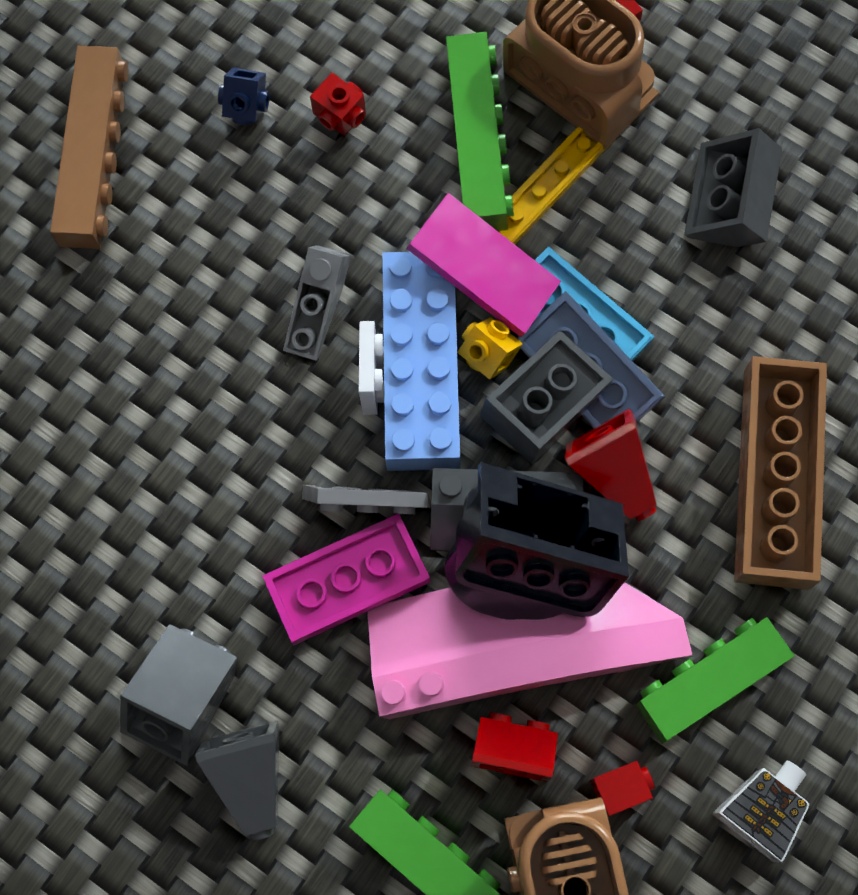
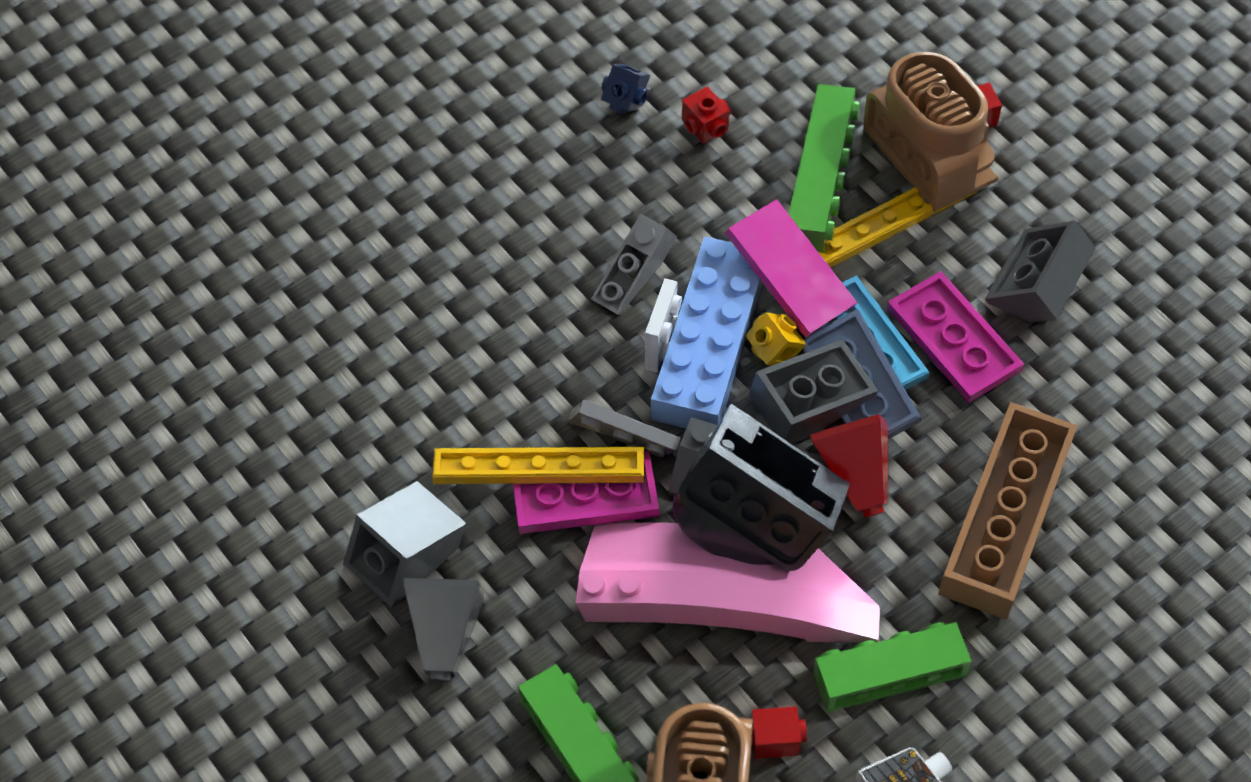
camera: 15 degrees right, 15 degrees down
(89, 147) = (477, 97): medium nougat brick -> none
(289, 566) = (538, 465): none -> yellow tile
(515, 748) = (685, 669): red slope -> none
(668, 288) = (955, 336): none -> dark pink plate

